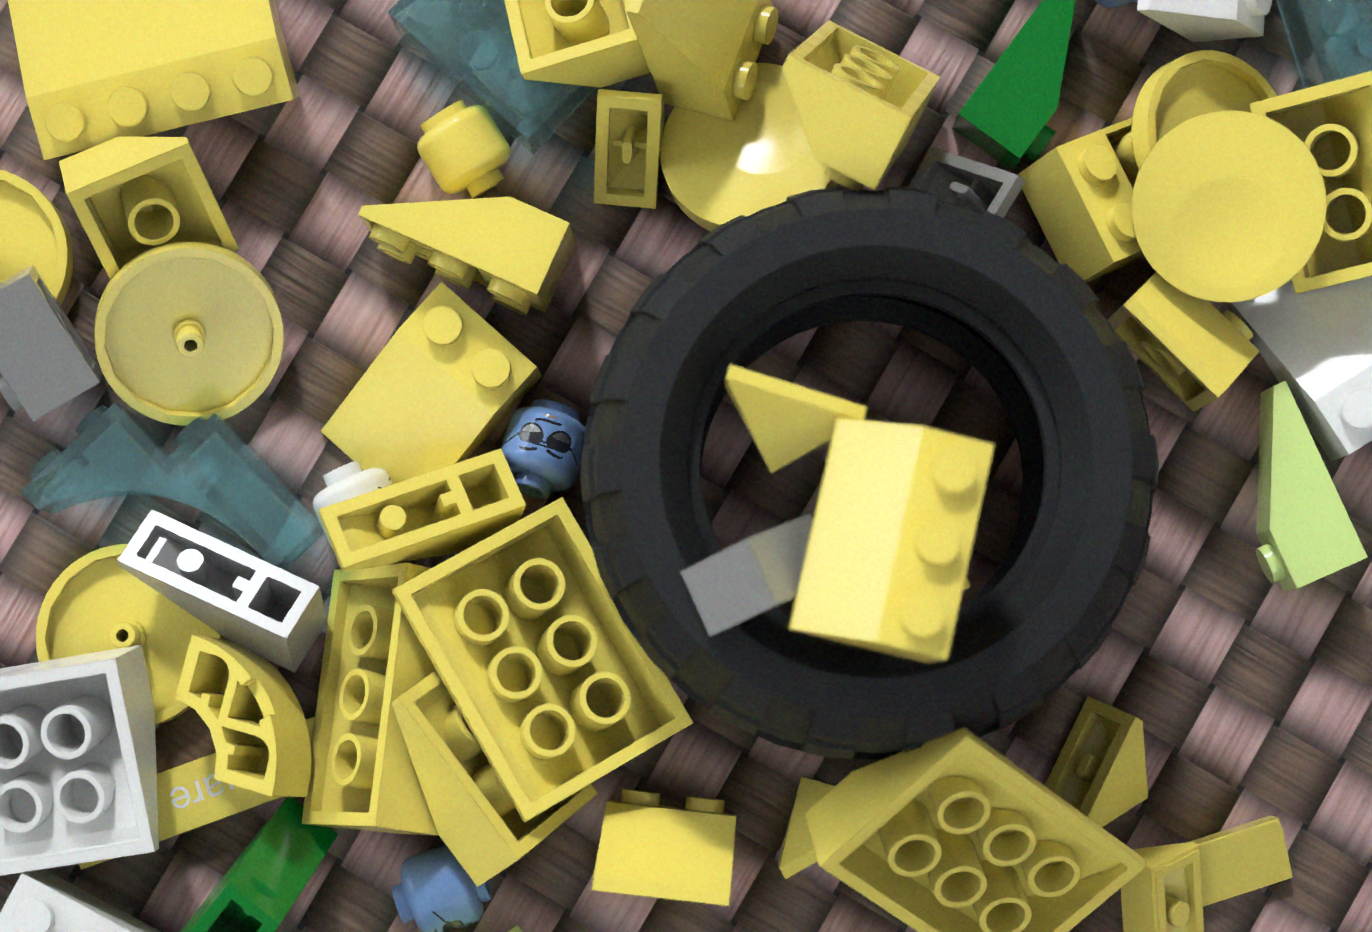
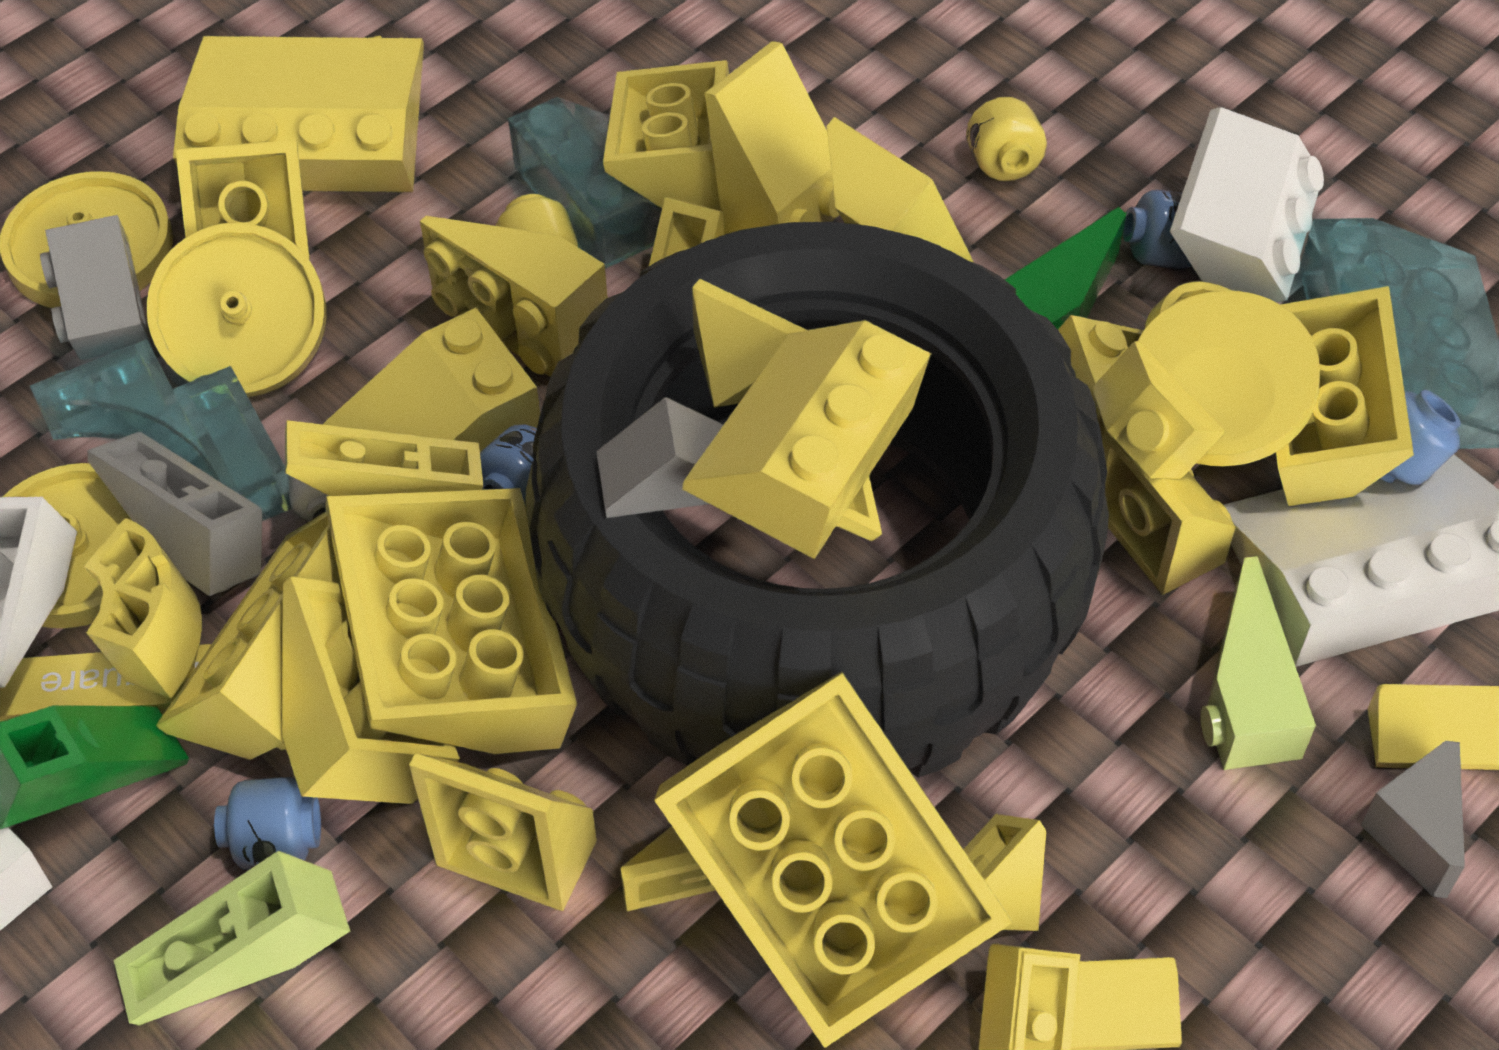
camera: 10 degrees right, 30 degrees down
(1168, 285) = (1153, 415): none -> light yellow slope

